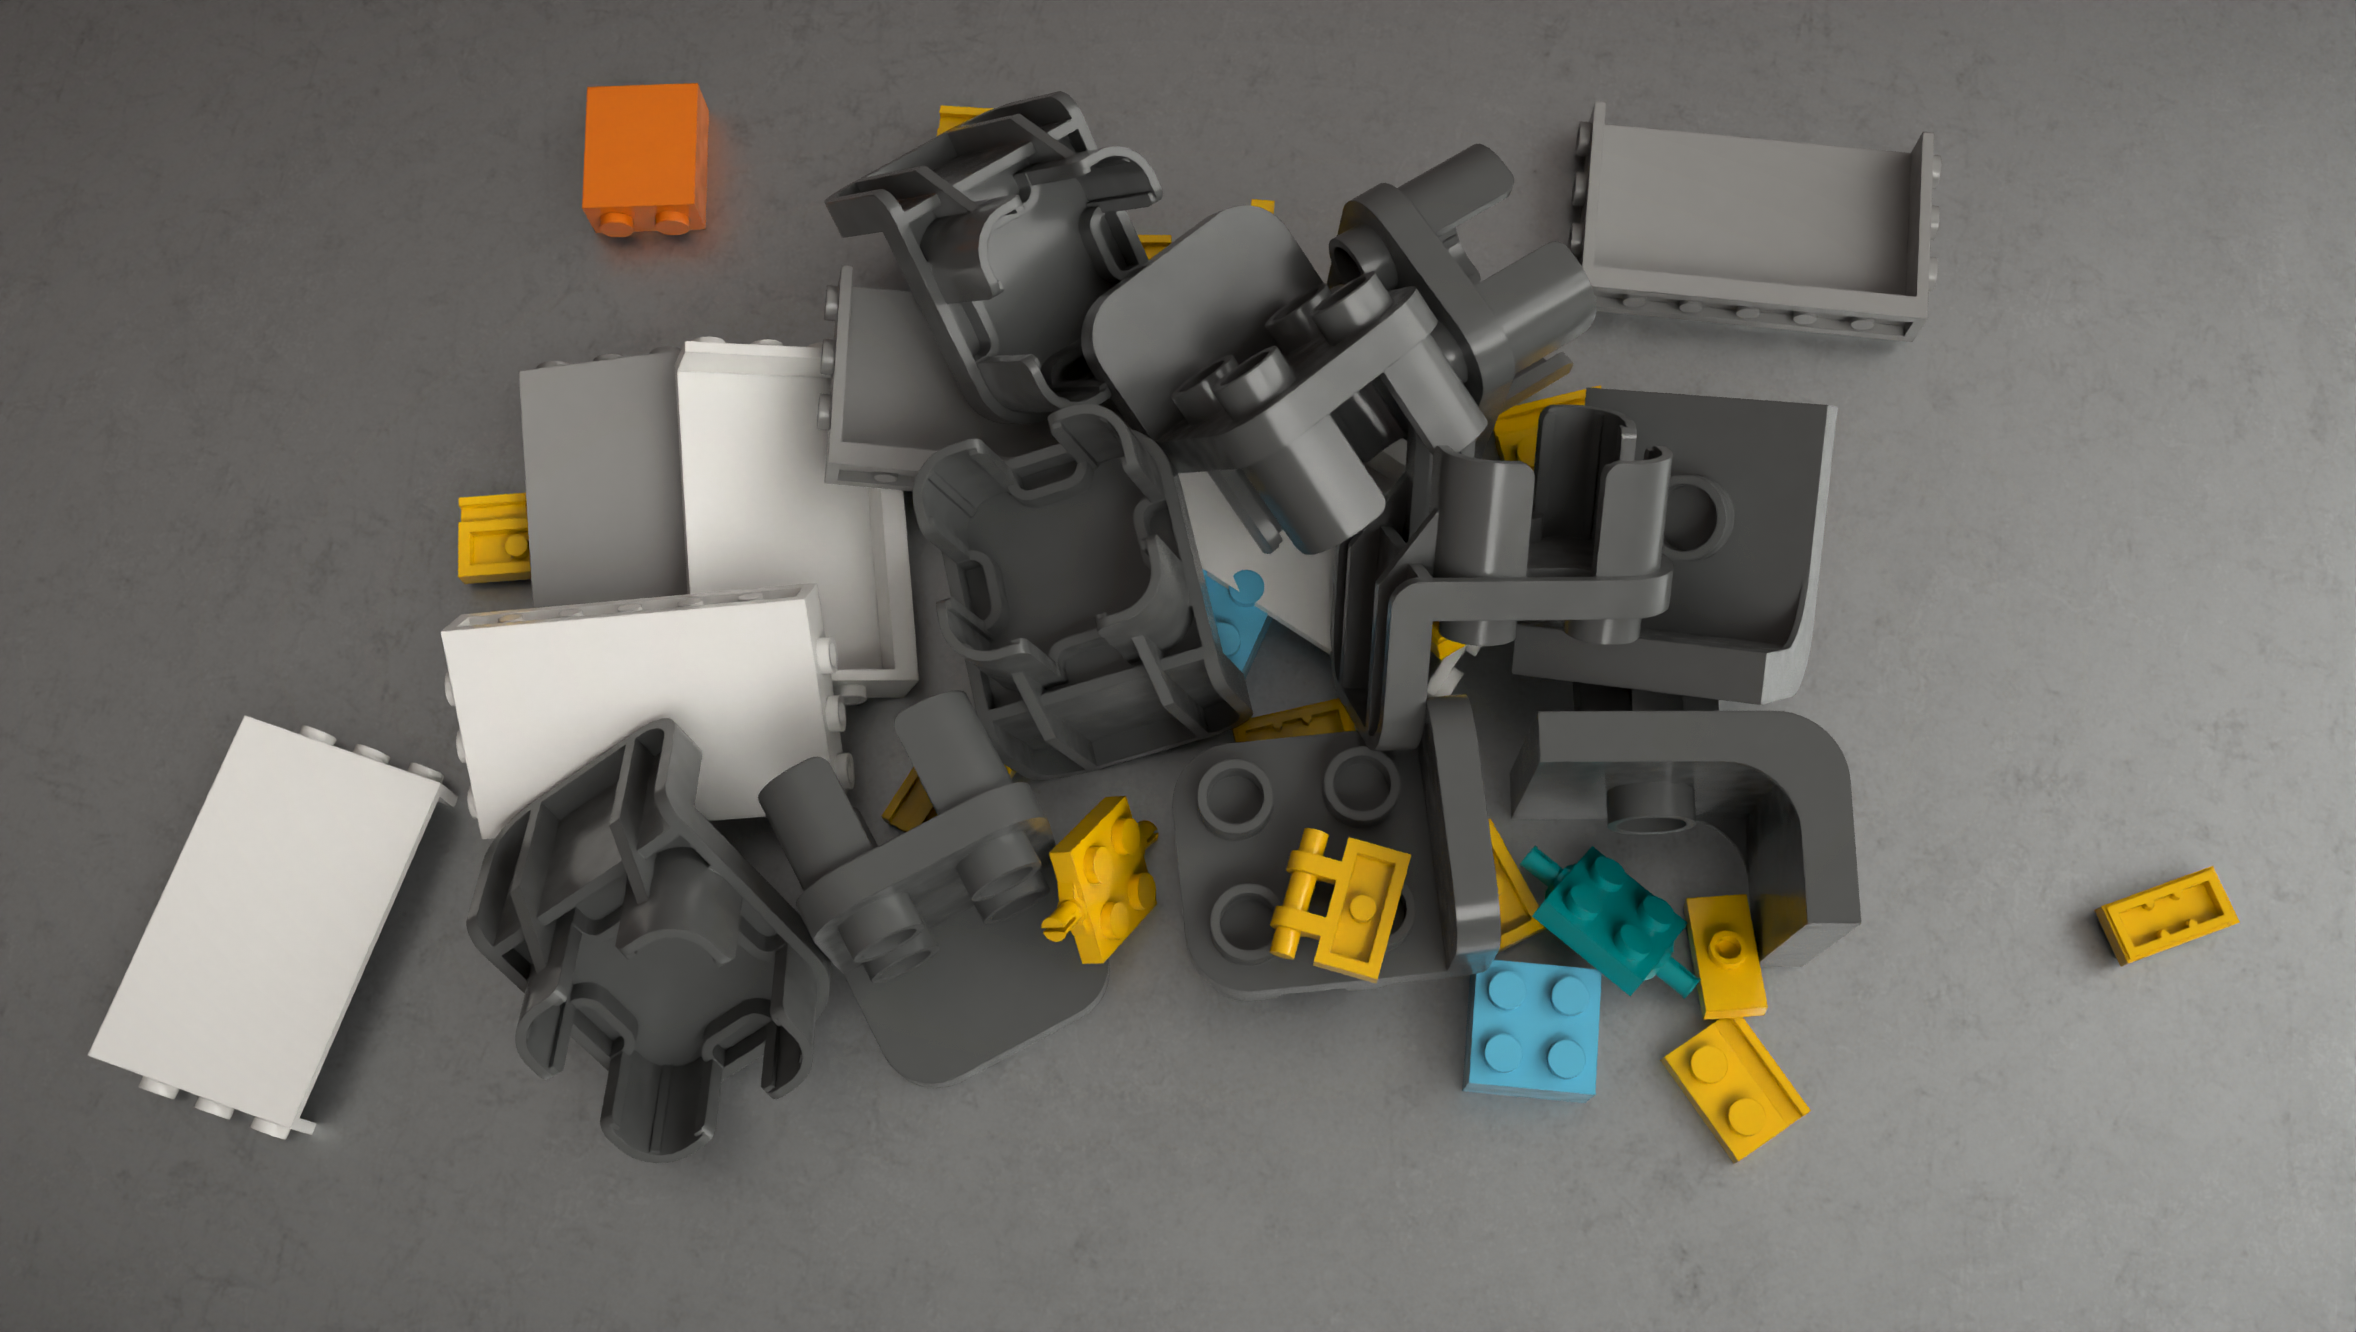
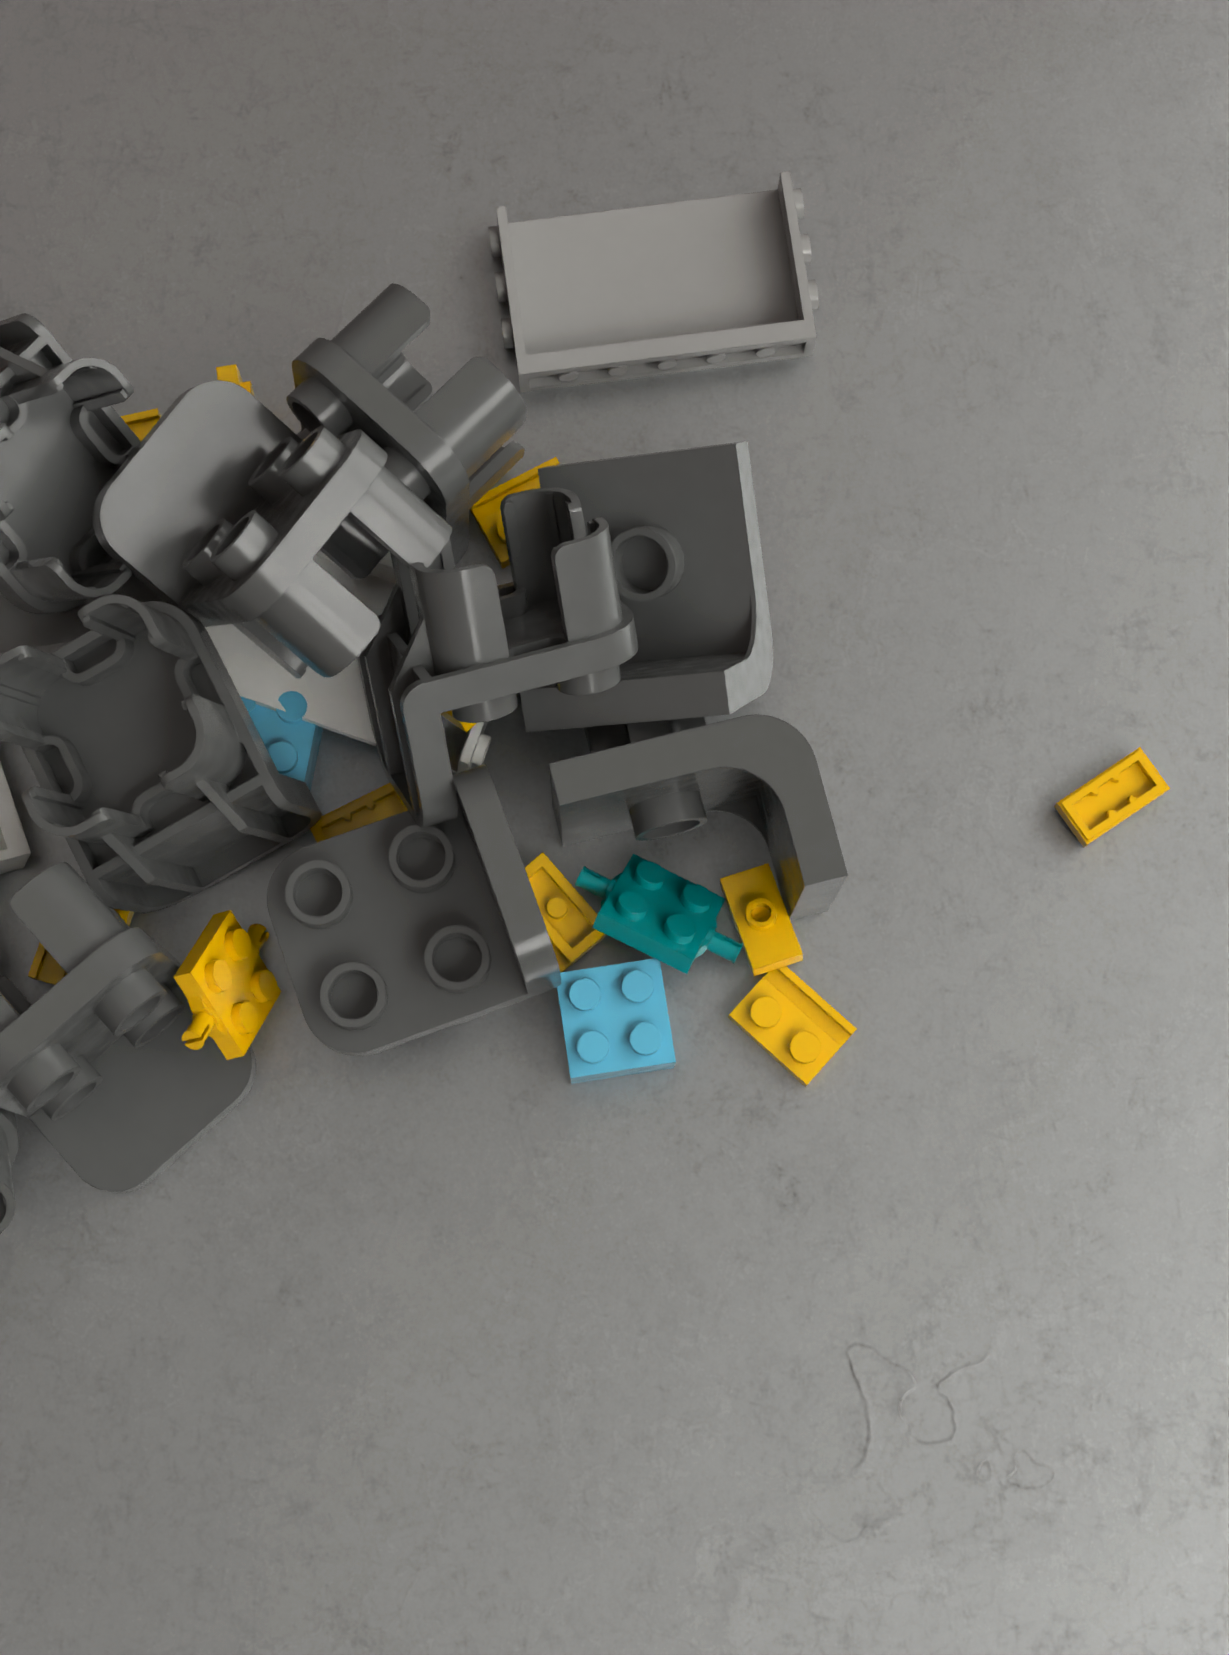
camera: 20 degrees left, 5 degrees up
(1360, 909) = (440, 963): yellow plate -> none

